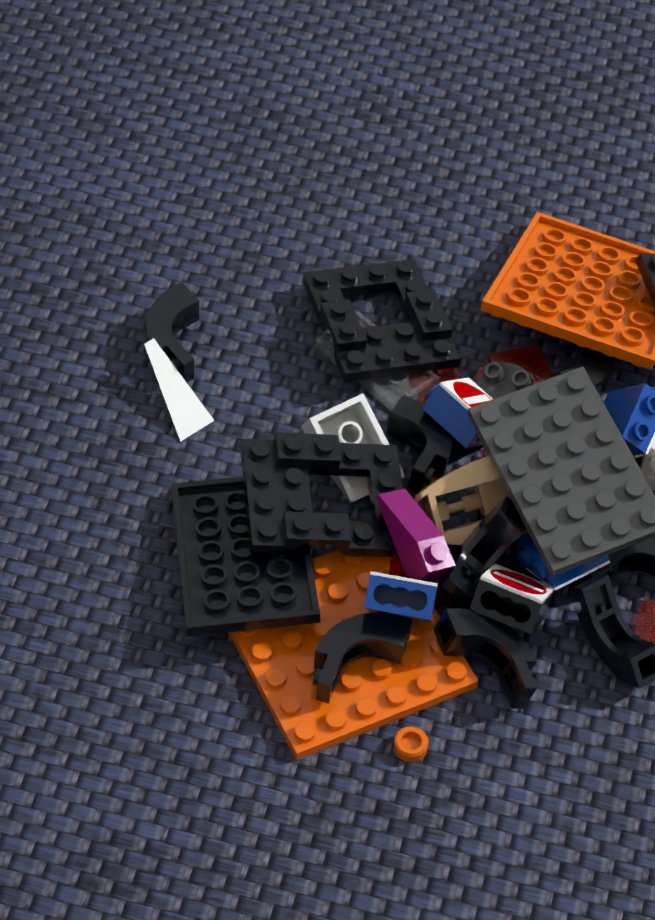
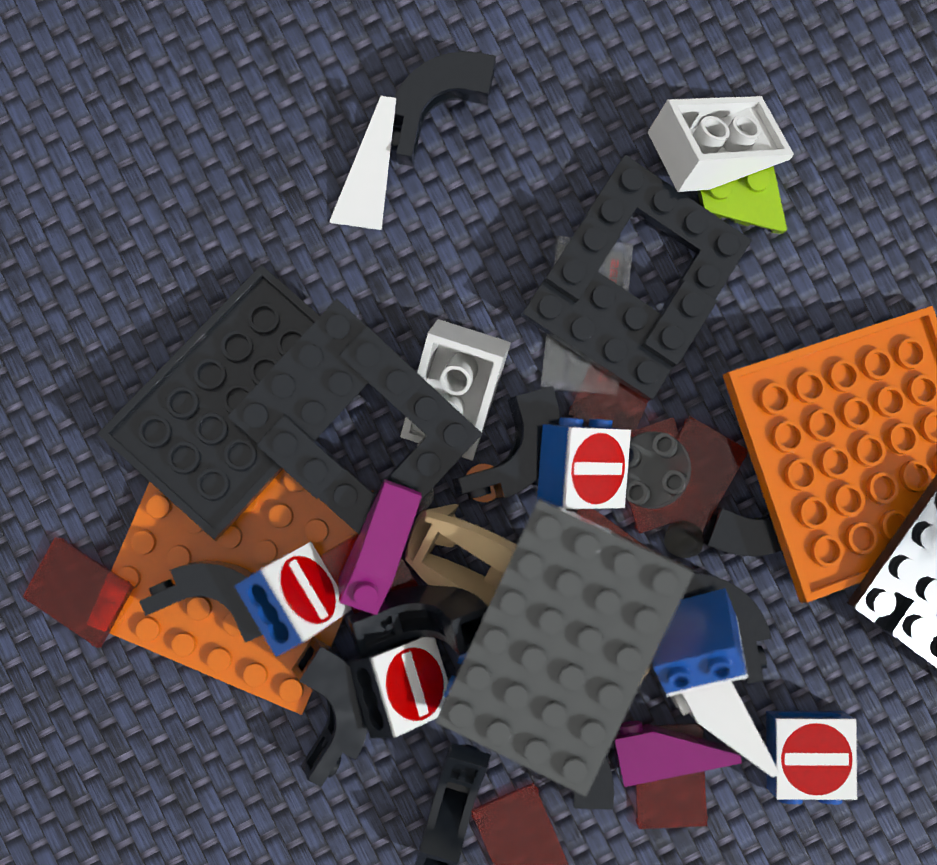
camera: 55 degrees right, 35 degrees up
(269, 740) = (78, 592): none -> clear red piece
(340, 231) = (716, 140): none -> white slope
(384, 244) = (748, 201): none -> lime wing
(410, 744) = (190, 707): orange tile -> none

